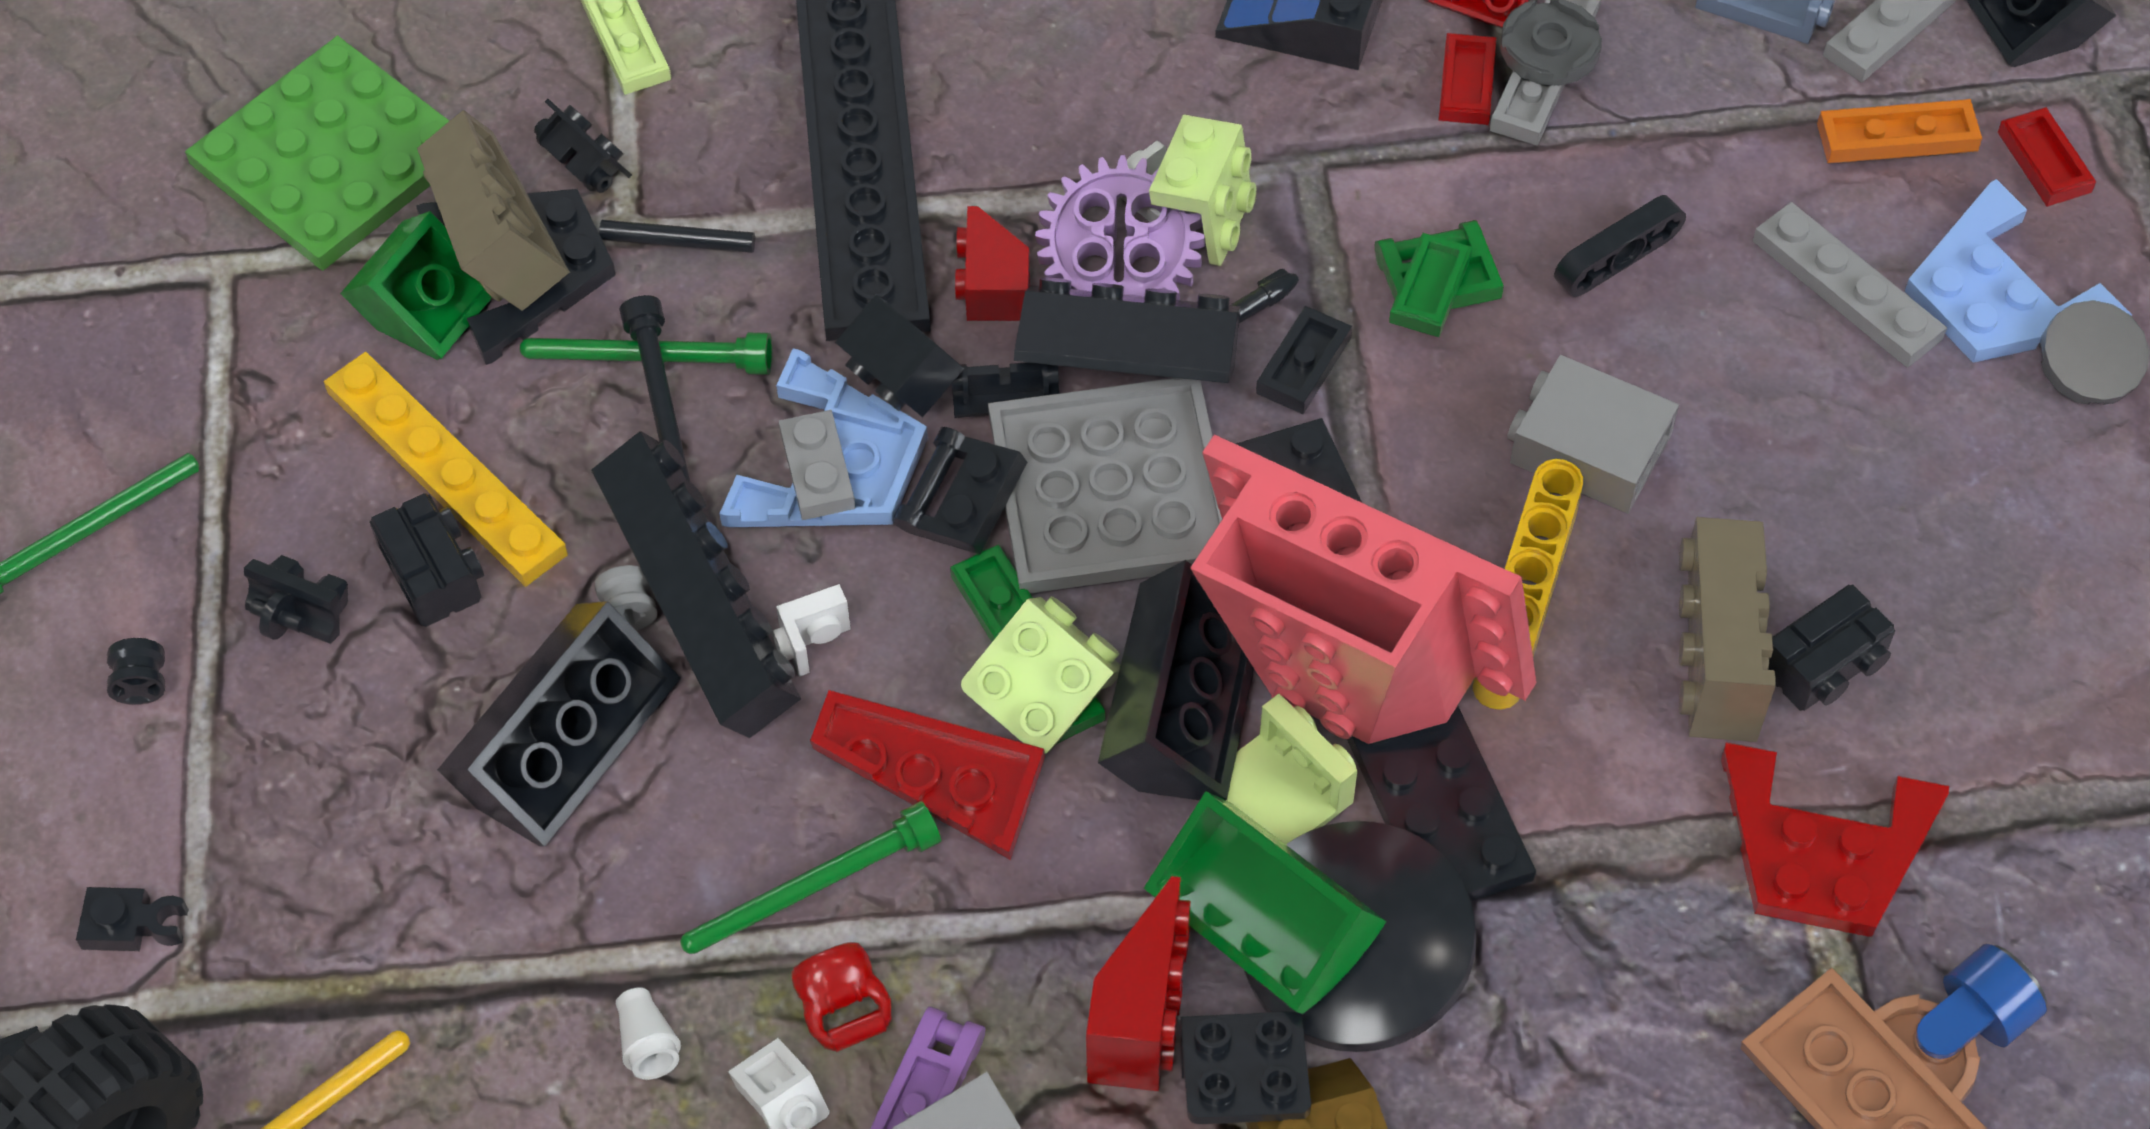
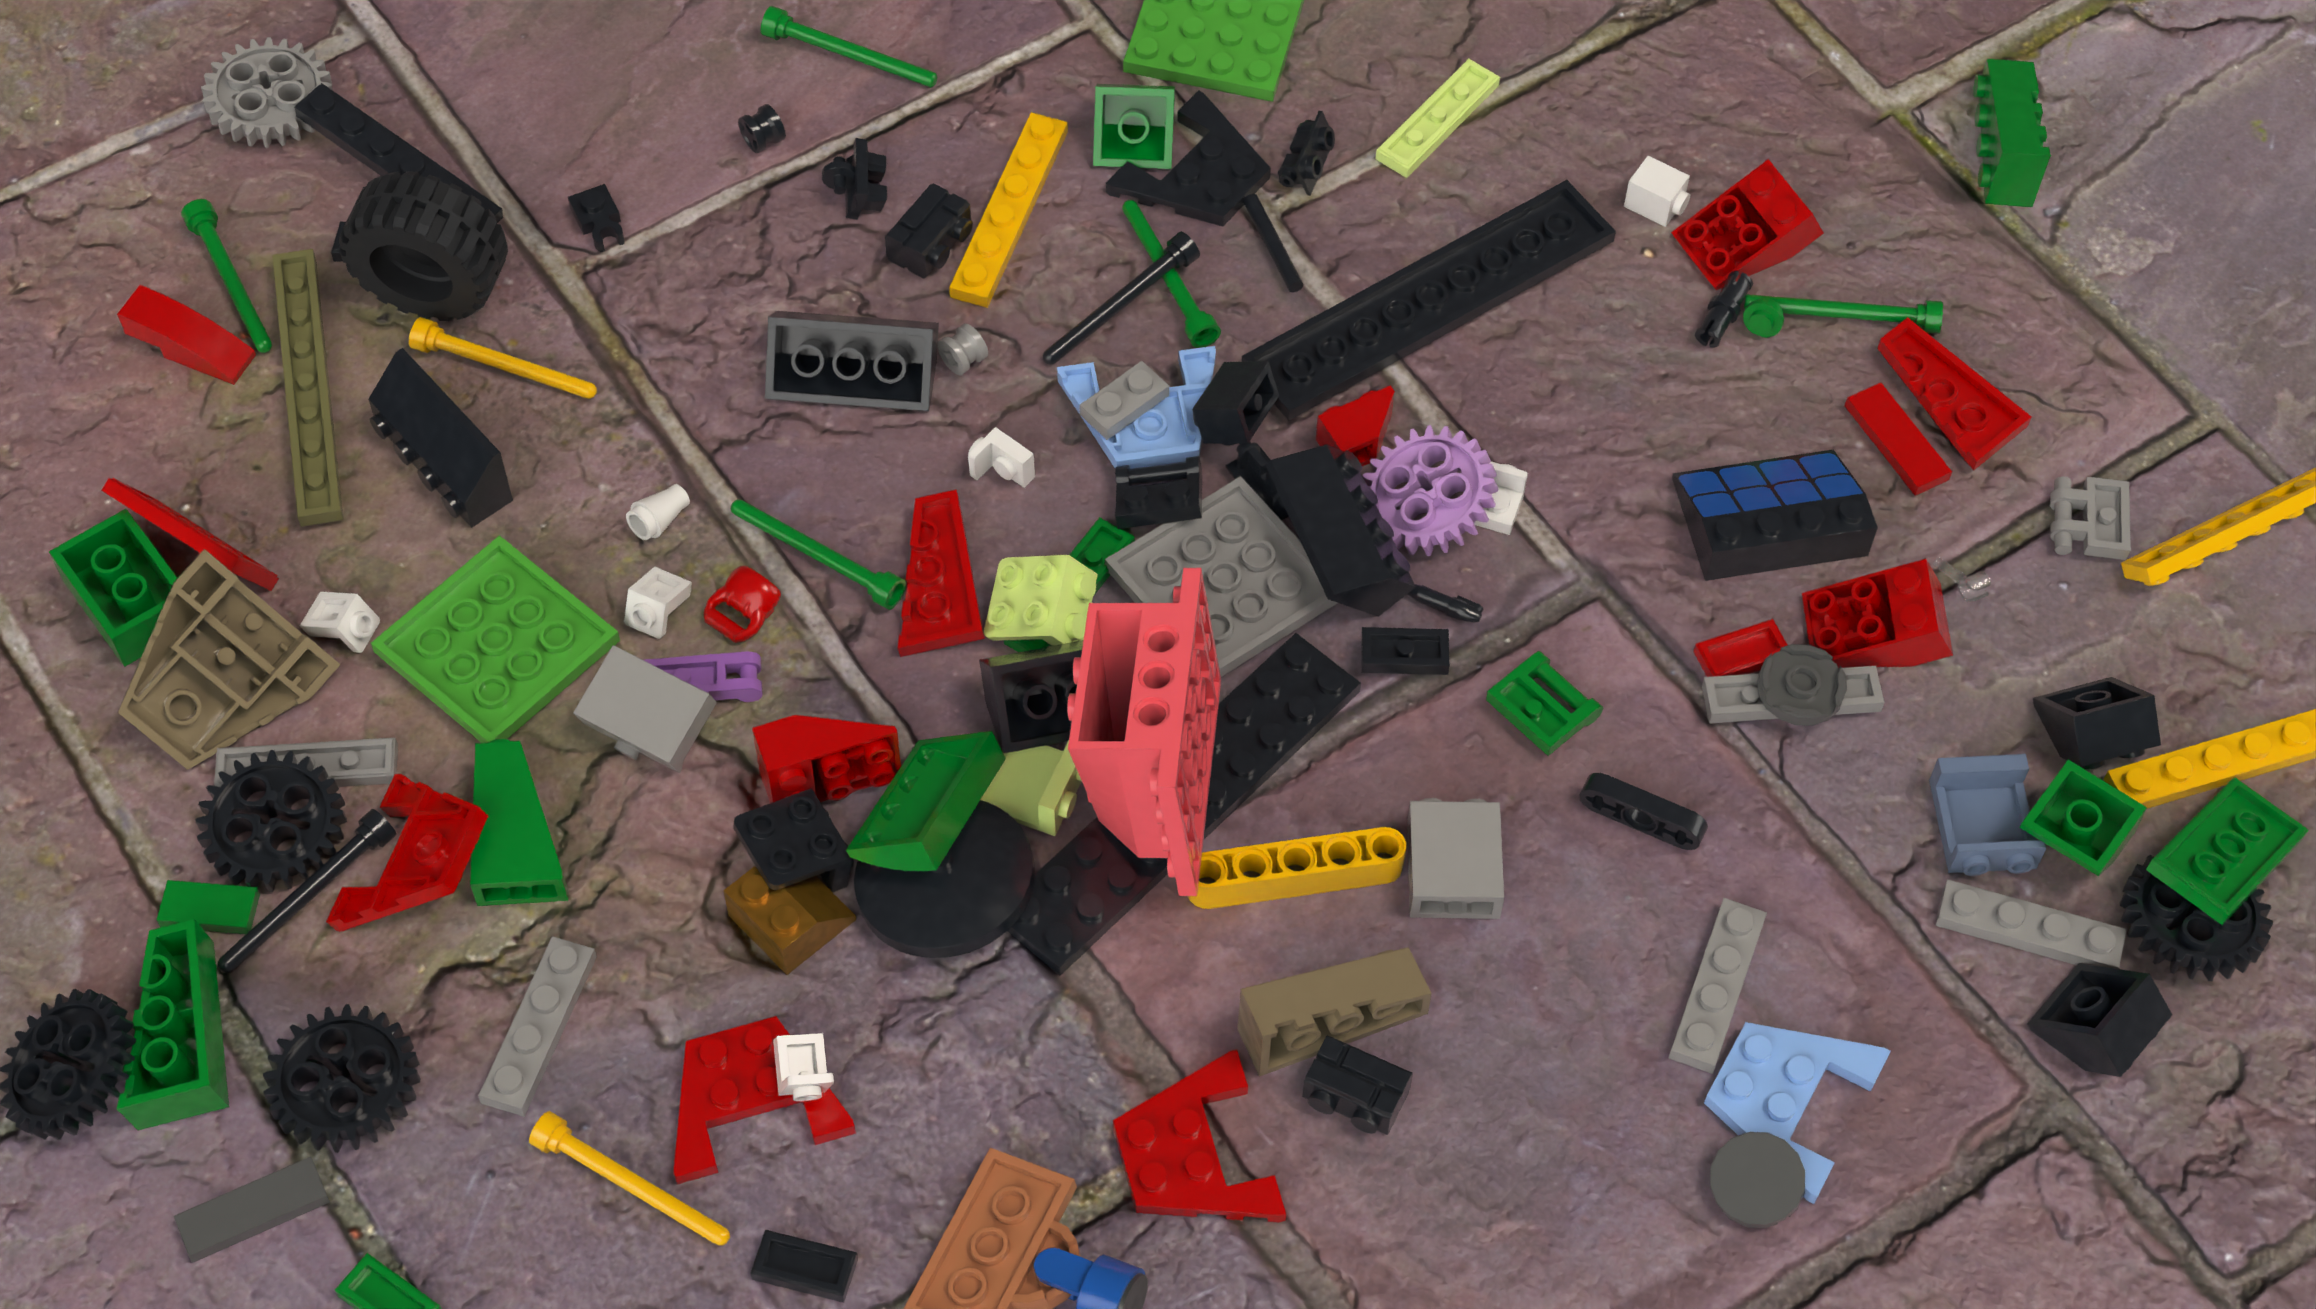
camera: 60 degrees right, 0 degrees up
(489, 213) = (1197, 122): dark tan wedge -> none
(696, 584) = (991, 378): black brick -> none
(1209, 176) = (1502, 518): yellowish green bracket -> none
(1430, 285) = (1515, 697): green tile -> none
(1899, 131) = (1892, 964): orange plate -> none
(2046, 156) = (1946, 1083): red tile -> none

